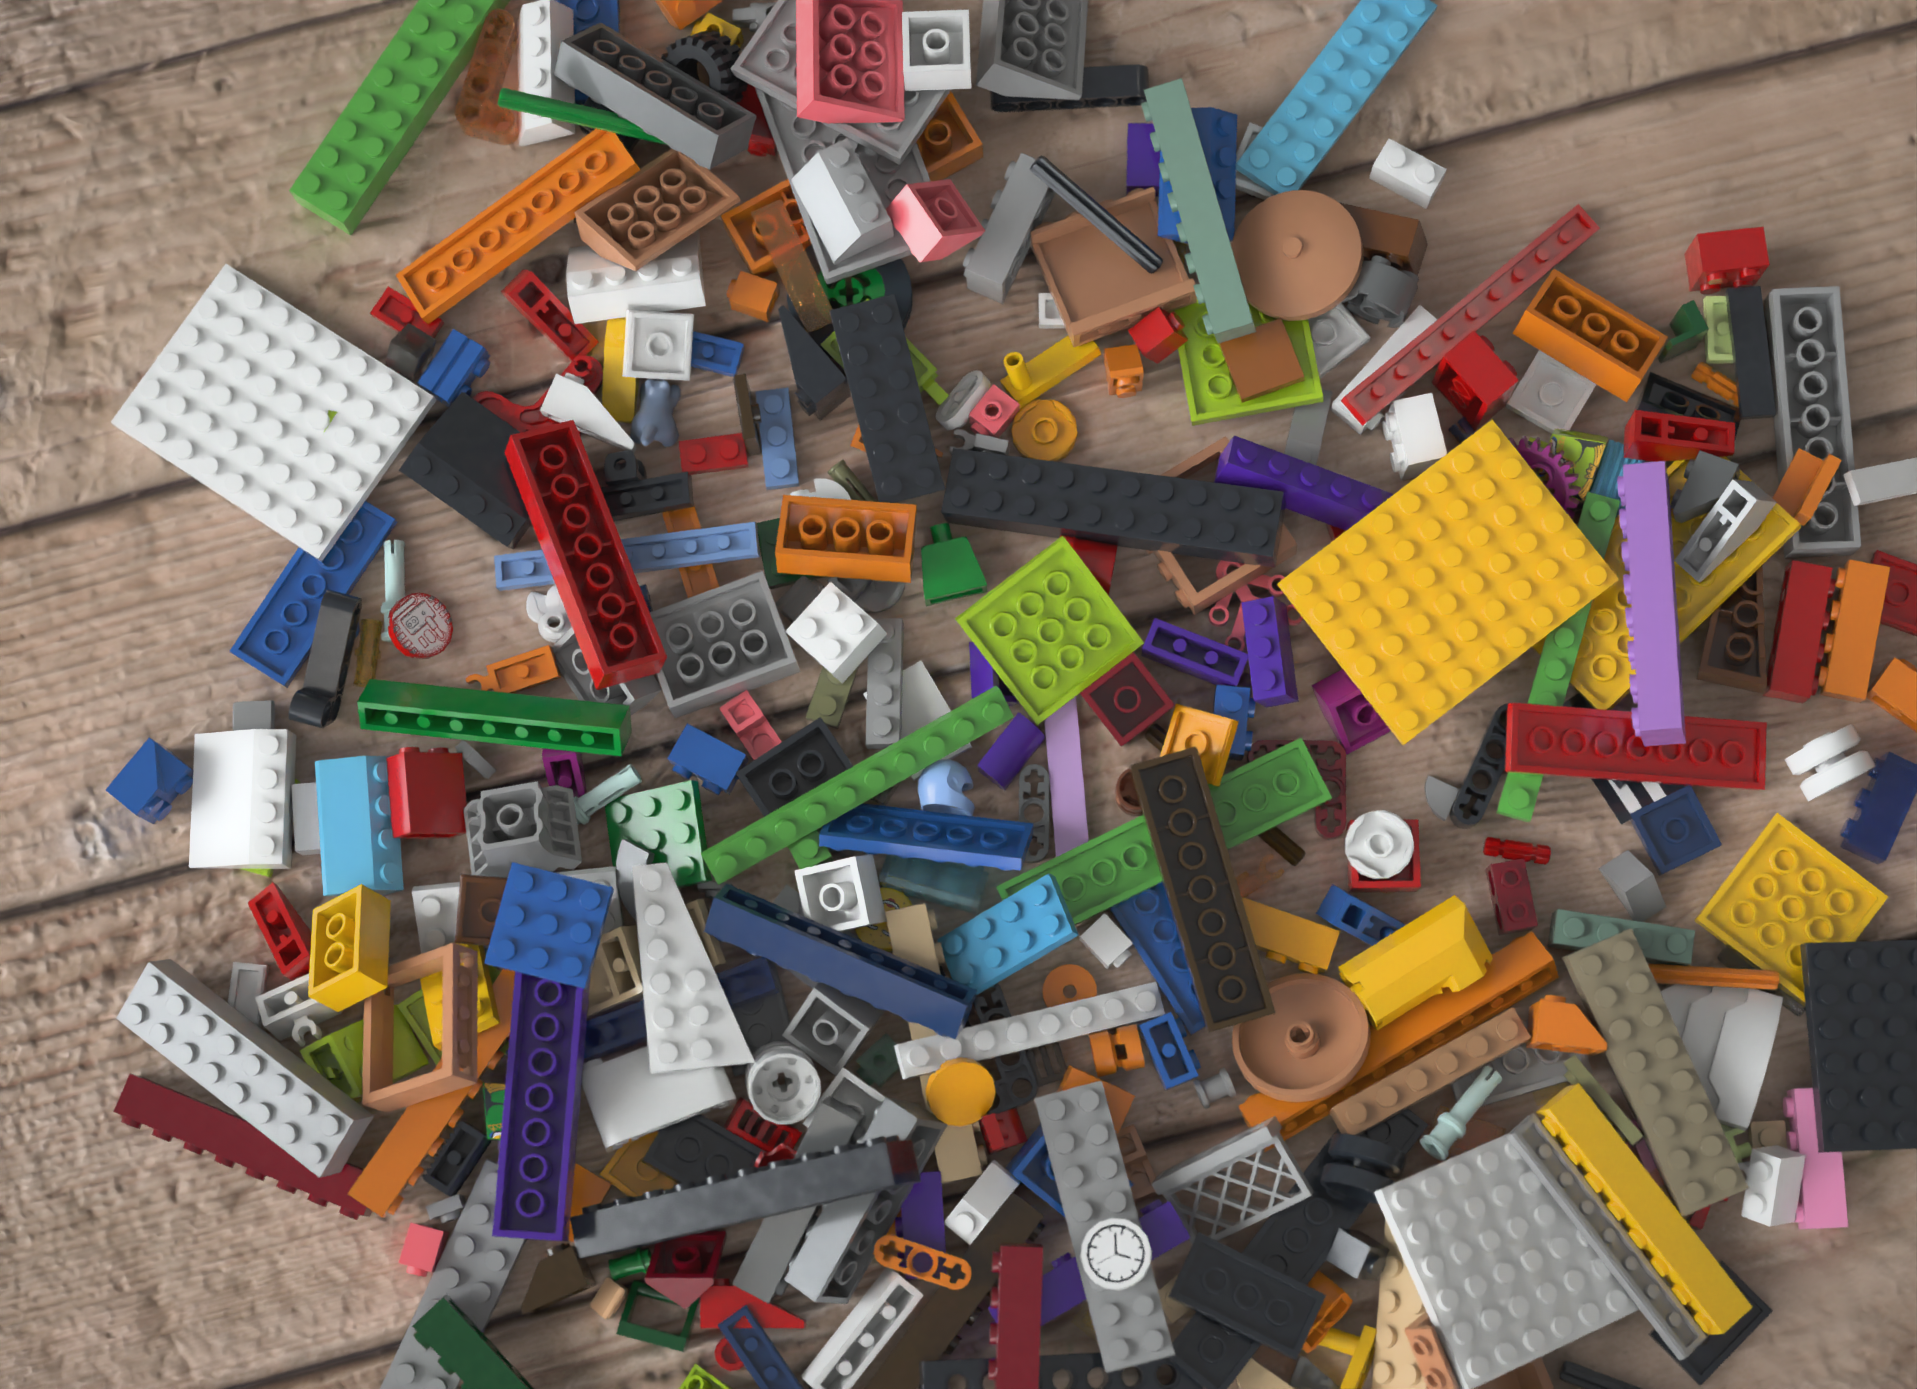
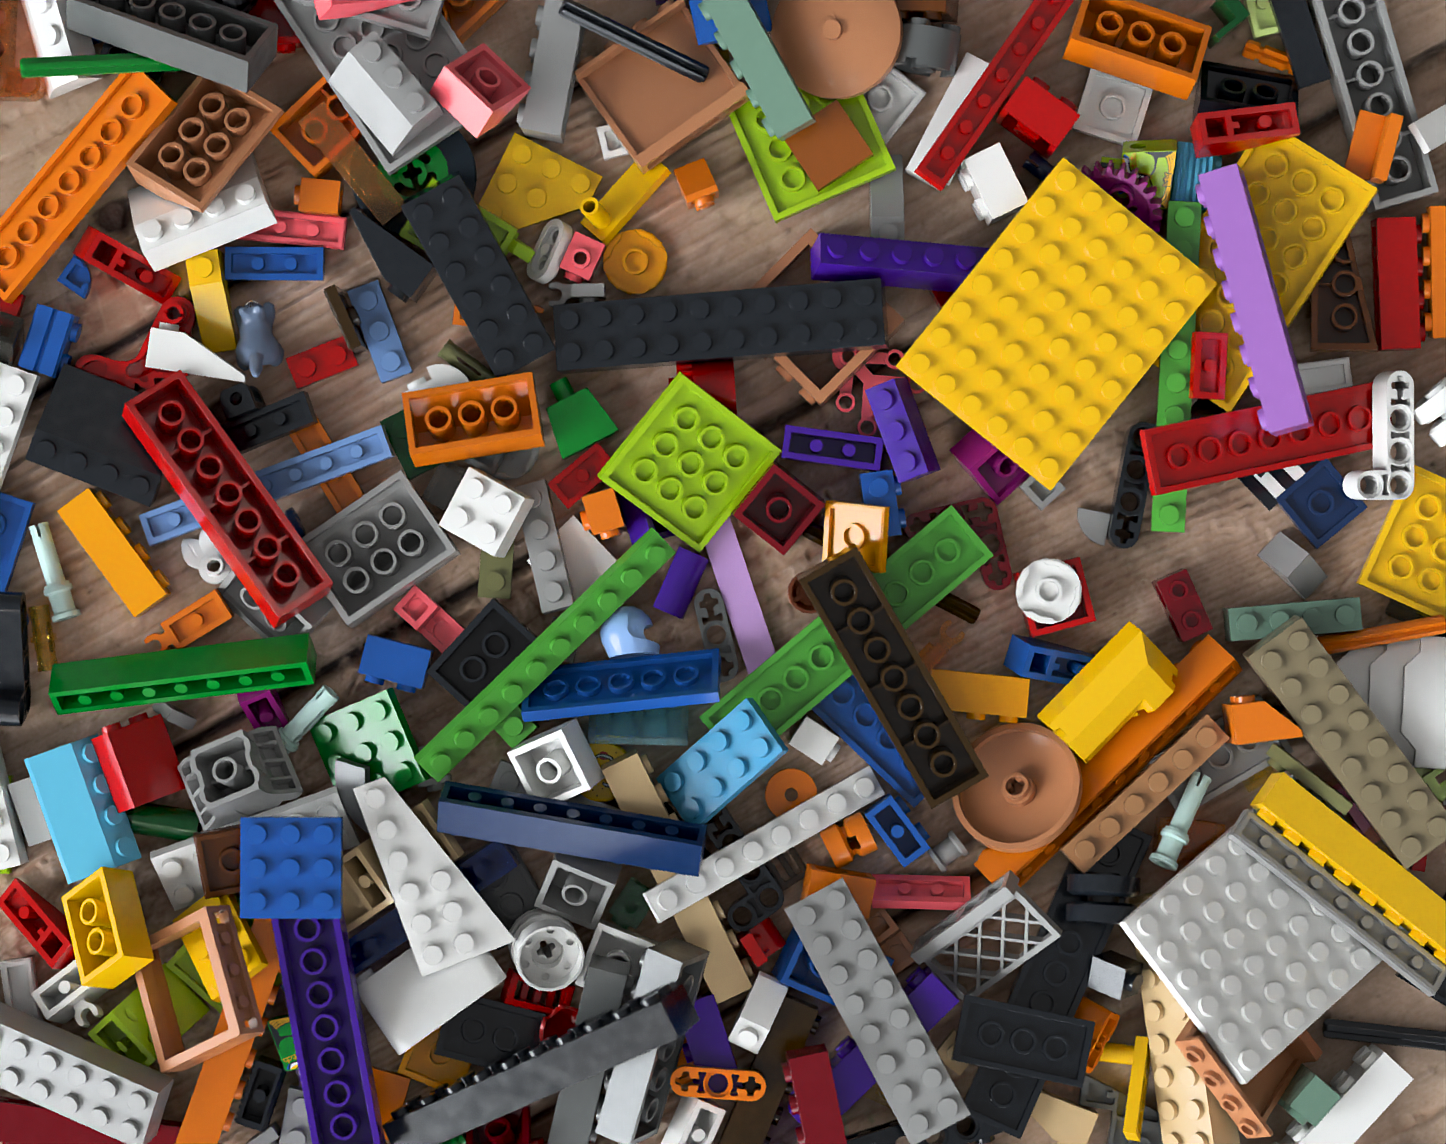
camera: 20 degrees left, 10 degrees up
(420, 626) = (86, 601): tile -> none
(434, 860) = (164, 821): none -> dark green brick
(461, 586) = (114, 551): none -> light orange brick
(498, 317) = (77, 277): none -> blue tile
(658, 345) = (241, 272): white tile -> none
(731, 324) = (303, 230): none -> coral tile
(936, 624) = (579, 476): none -> red plate
(950, 662) = (602, 514): none -> orange brick
(960, 1092) = (714, 920): light orange tile -> none
(966, 334) = (536, 185): none -> yellow plate
(1116, 1254) = (895, 1038): white tile -> none
(1158, 334) = (722, 142): red brick -> none
(1176, 1122) = (920, 892): none -> coral plate
(1393, 751) = (1039, 494): none -> light grey plate
(1517, 850) = (1177, 558): red axle -> none
(1591, 660) = (1208, 365): none -> red plate
(1705, 484) = (1281, 172): dark grey slope -> none
(1708, 703) = (1325, 375): none -> white tile
(1725, 528) = (1307, 210): light grey slope -> none
(1769, 728) = (1386, 435): none -> white beam

